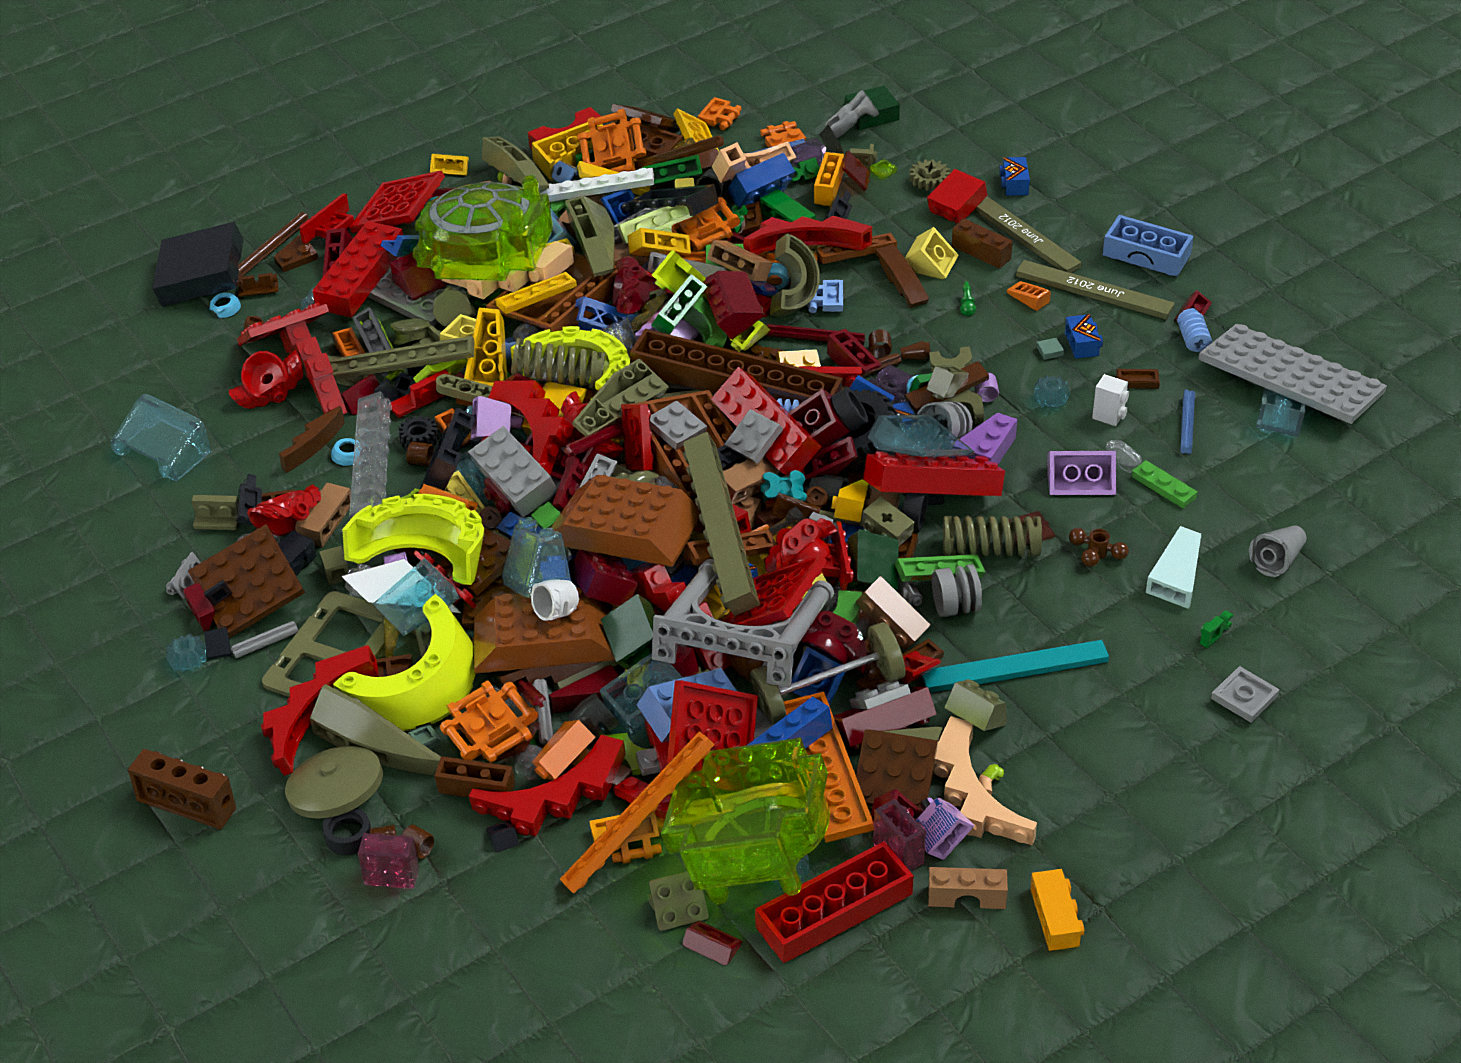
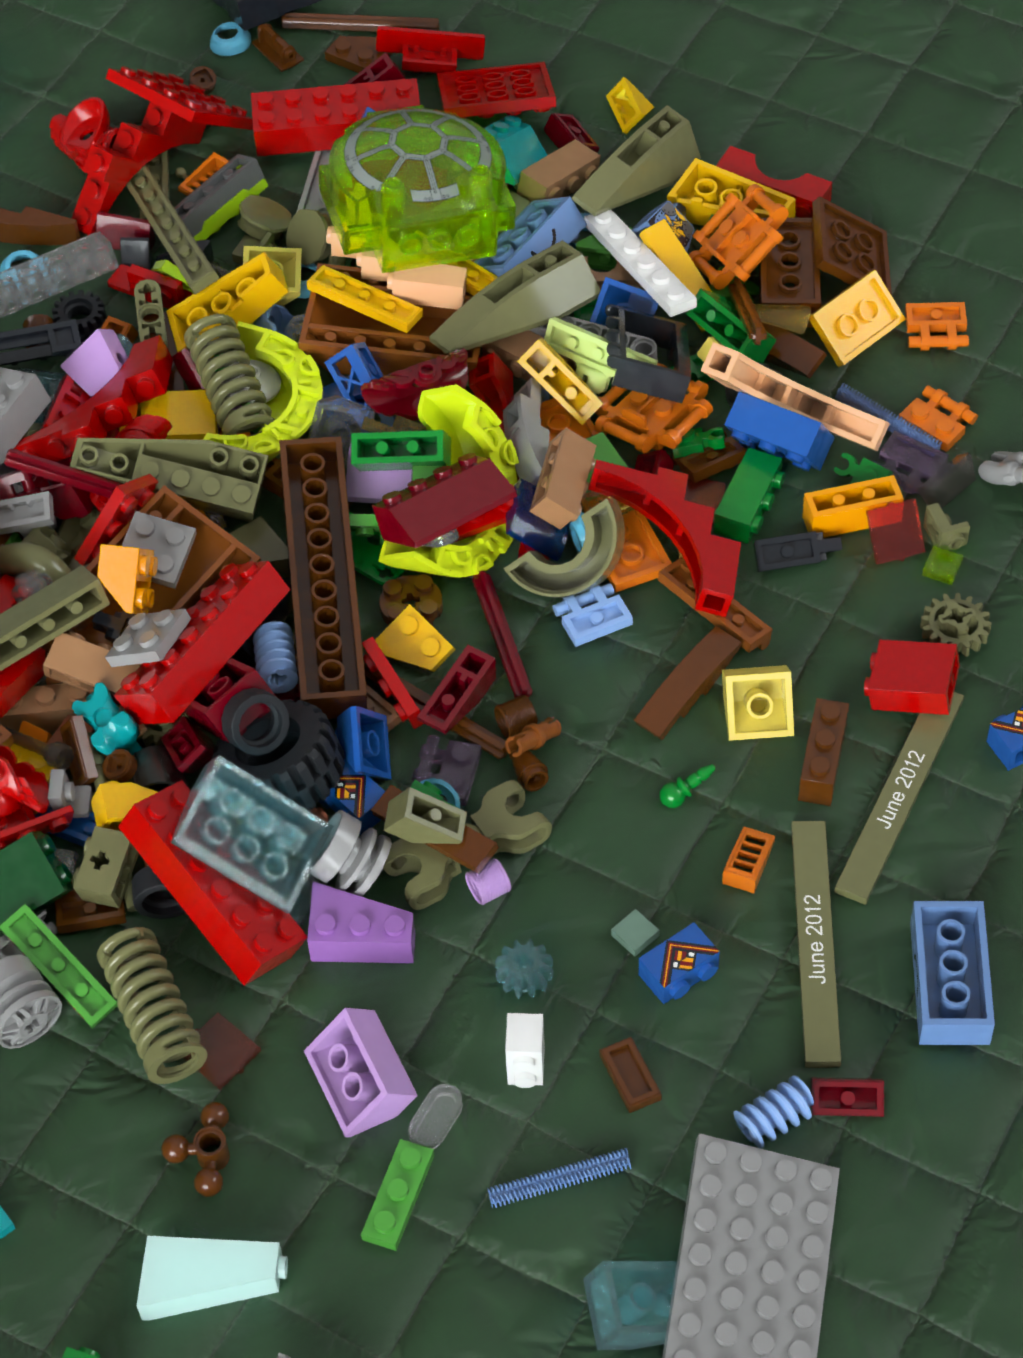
camera: 65 degrees right, 10 degrees up
(703, 420) = (128, 576): none -> light orange slope
(902, 339) = (533, 736): none -> dark orange pin

